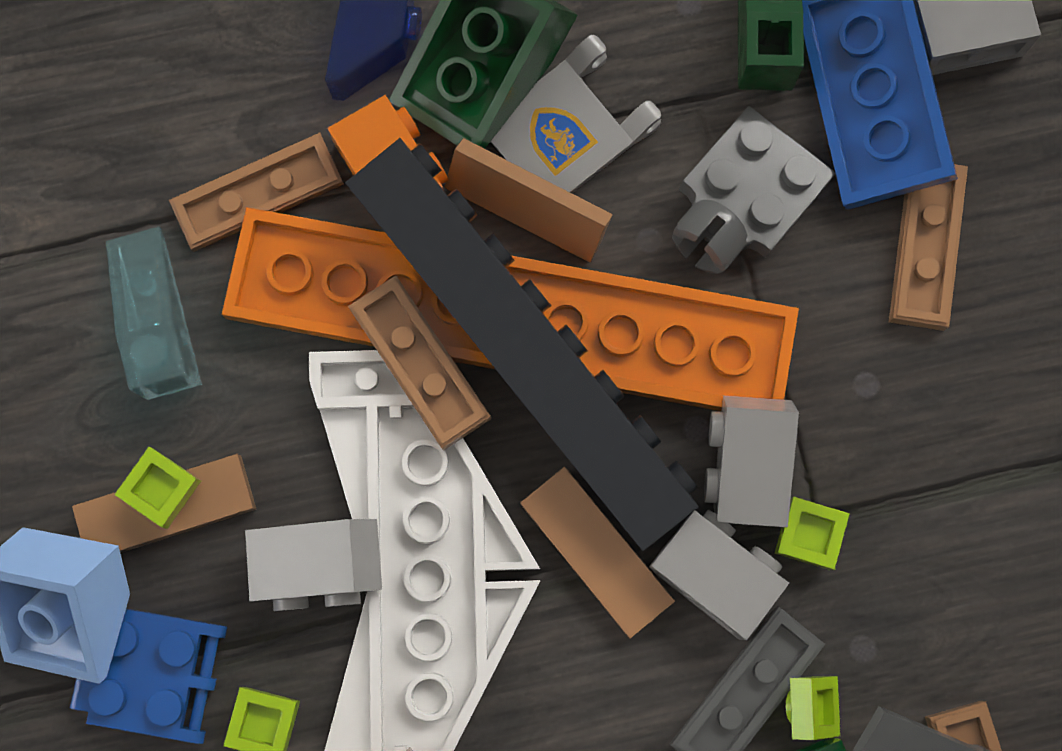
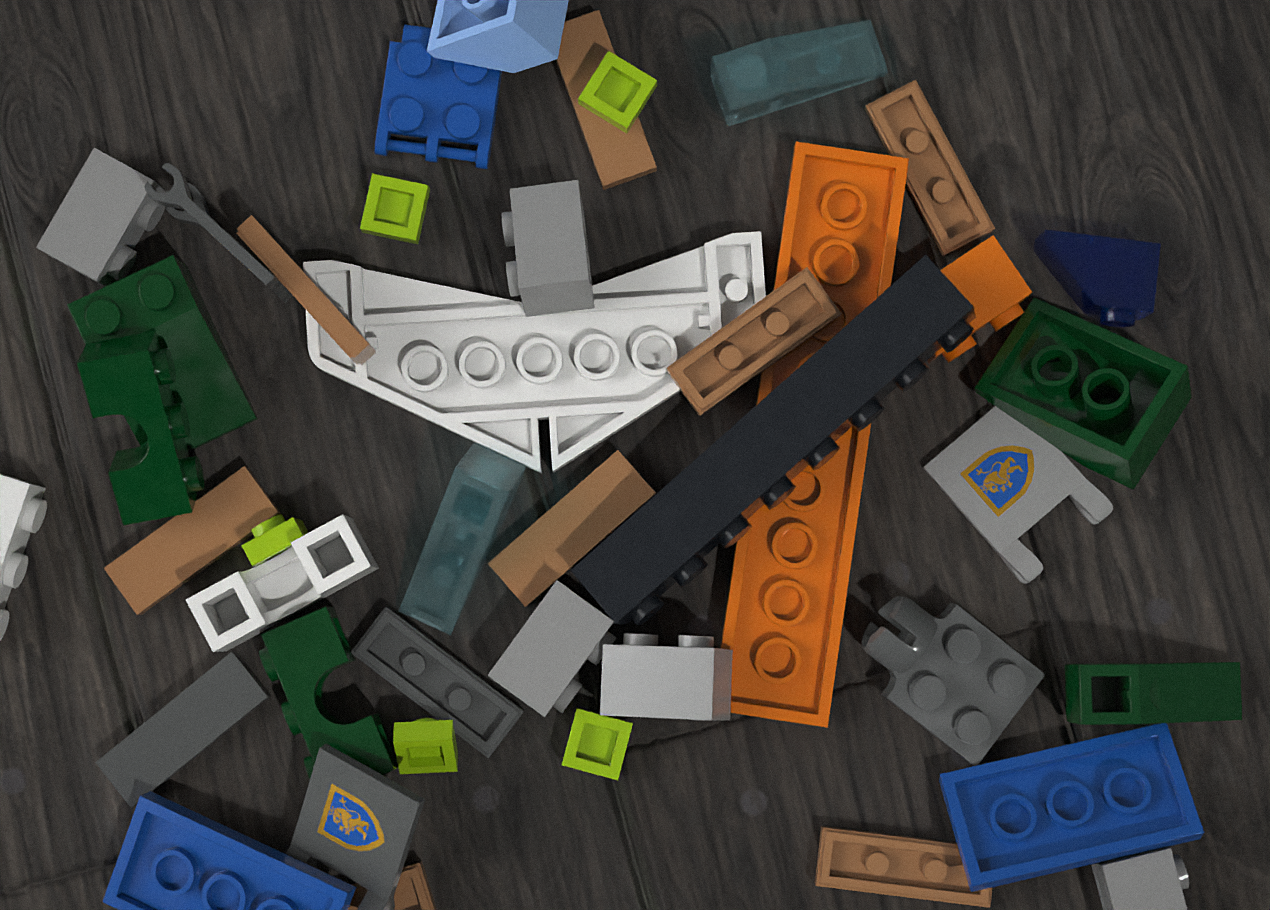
camera: 85 degrees right, 5 degrees up
(527, 200) = (930, 445): medium nougat tile -> none
(603, 663) = (461, 537): none -> clear light blue slope

